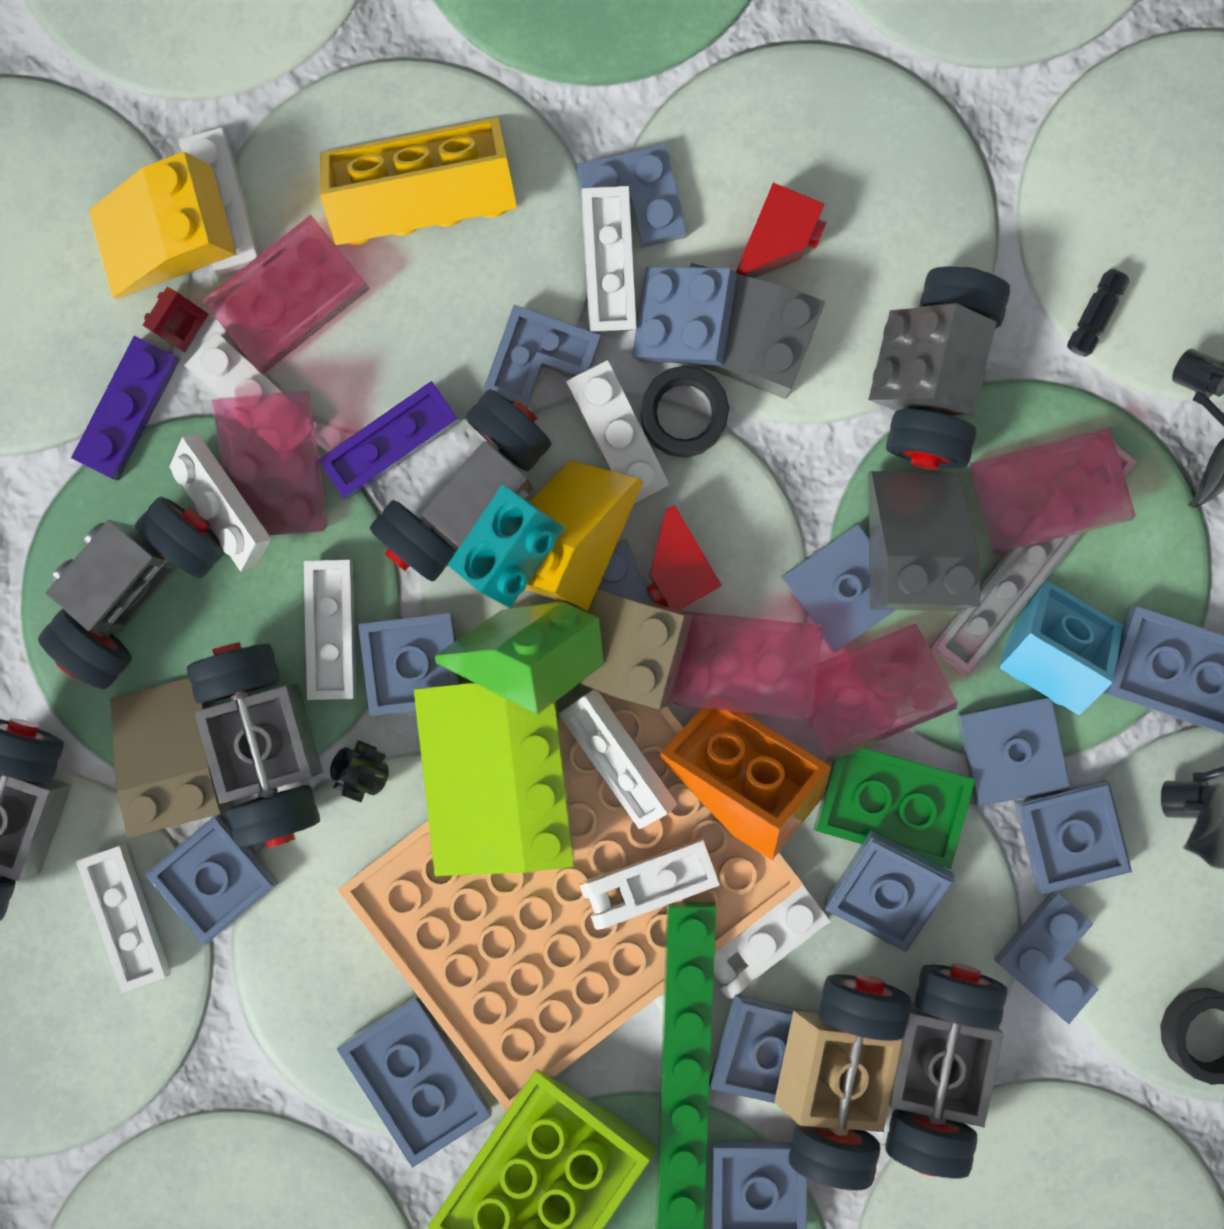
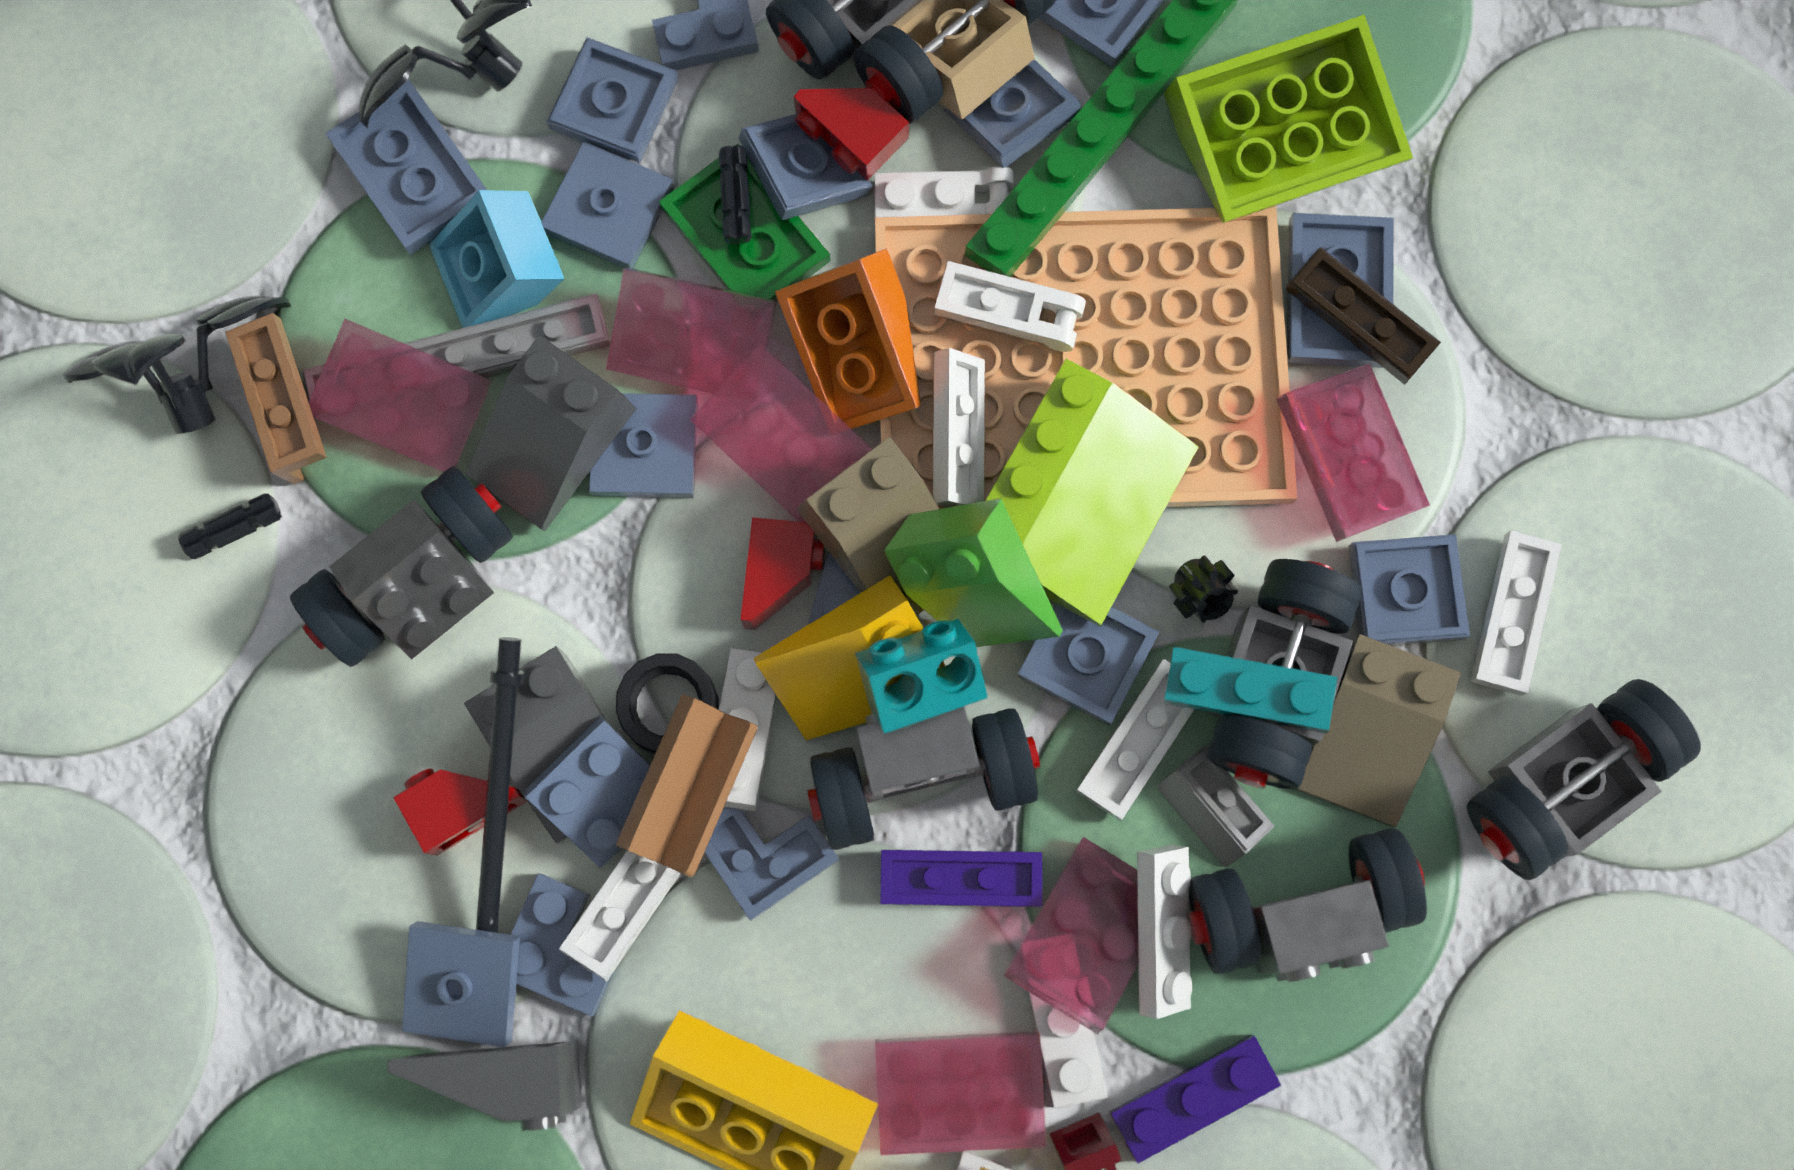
camera: 145 degrees left, 10 degrees down
(246, 618) = (1215, 807): none -> light grey slope
(266, 711) = (1250, 690): none -> teal plate
(319, 954) = (1352, 452): none -> clear pink plate
(382, 1069) = (1362, 315): none -> dark brown tile
(604, 70) = (507, 1083): none -> dark grey slope
(621, 358) = (687, 785): none -> medium nougat panel
(681, 119) = (460, 983): none -> sand blue plate
(803, 332) = (506, 681): none -> black bar
(871, 945) = (854, 123): none -> red slope
(920, 824) = (735, 194): none -> black axle
(1140, 423) = (276, 396): none -> medium nougat panel

